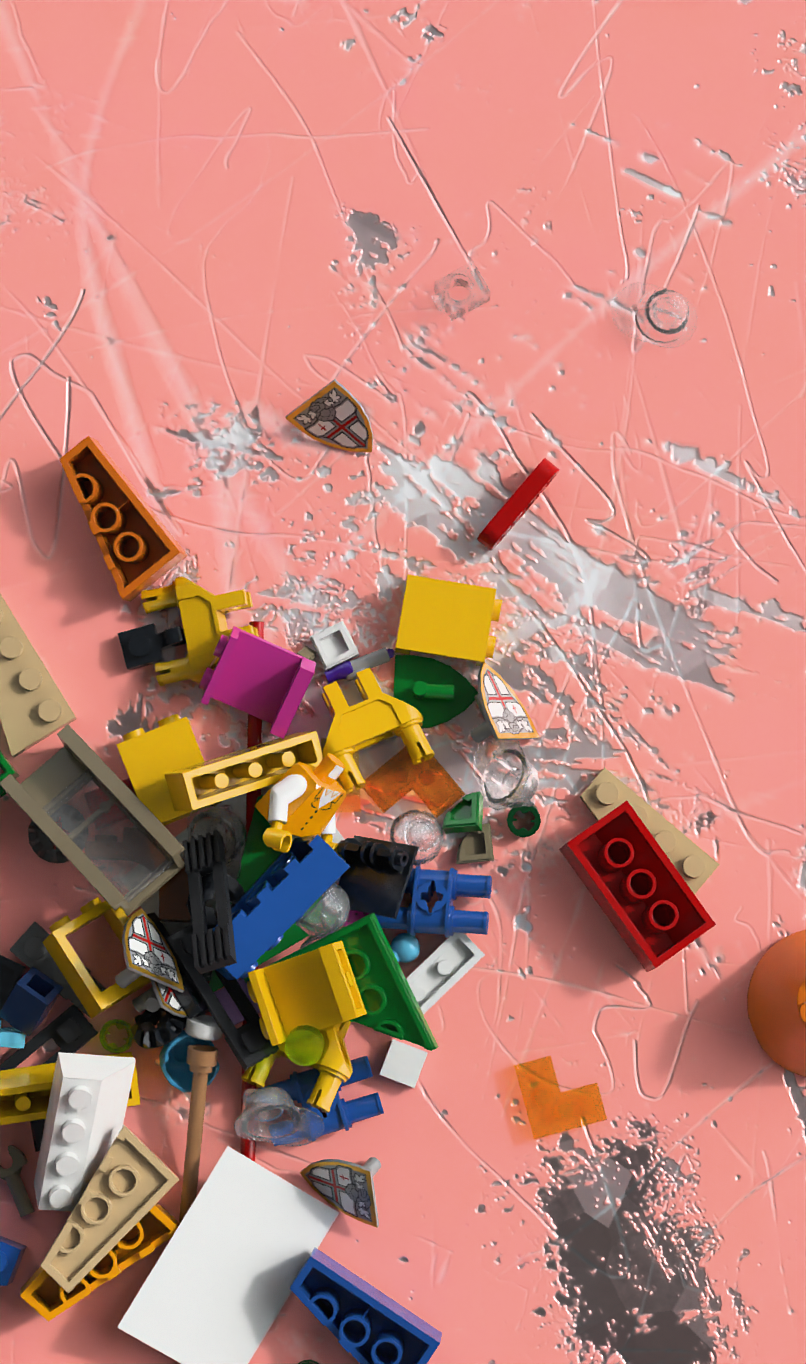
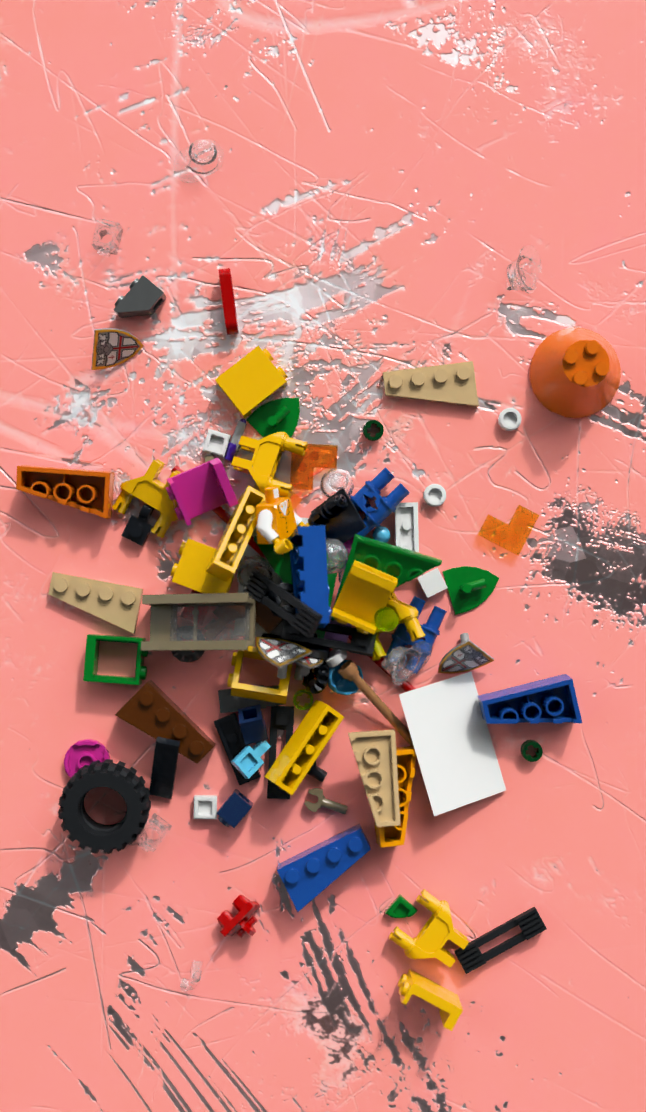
camera: 45 degrees left, 5 degrees up
(80, 1124) = (329, 752): white slope -> none
(423, 400) = (141, 300): none -> dark grey slope
(440, 1114) = (468, 587): none -> green shield
(465, 815) = (347, 454): green tile -> none
(476, 847) = (365, 462): dark tan tile -> none
(501, 710) = (314, 394): shield -> none
(505, 774) = (344, 418): clear piece -> none
(513, 968) = (434, 495): none -> white tile
(637, 886) = (450, 406): red slope -> none
(691, 975) = (509, 419): none -> white tile

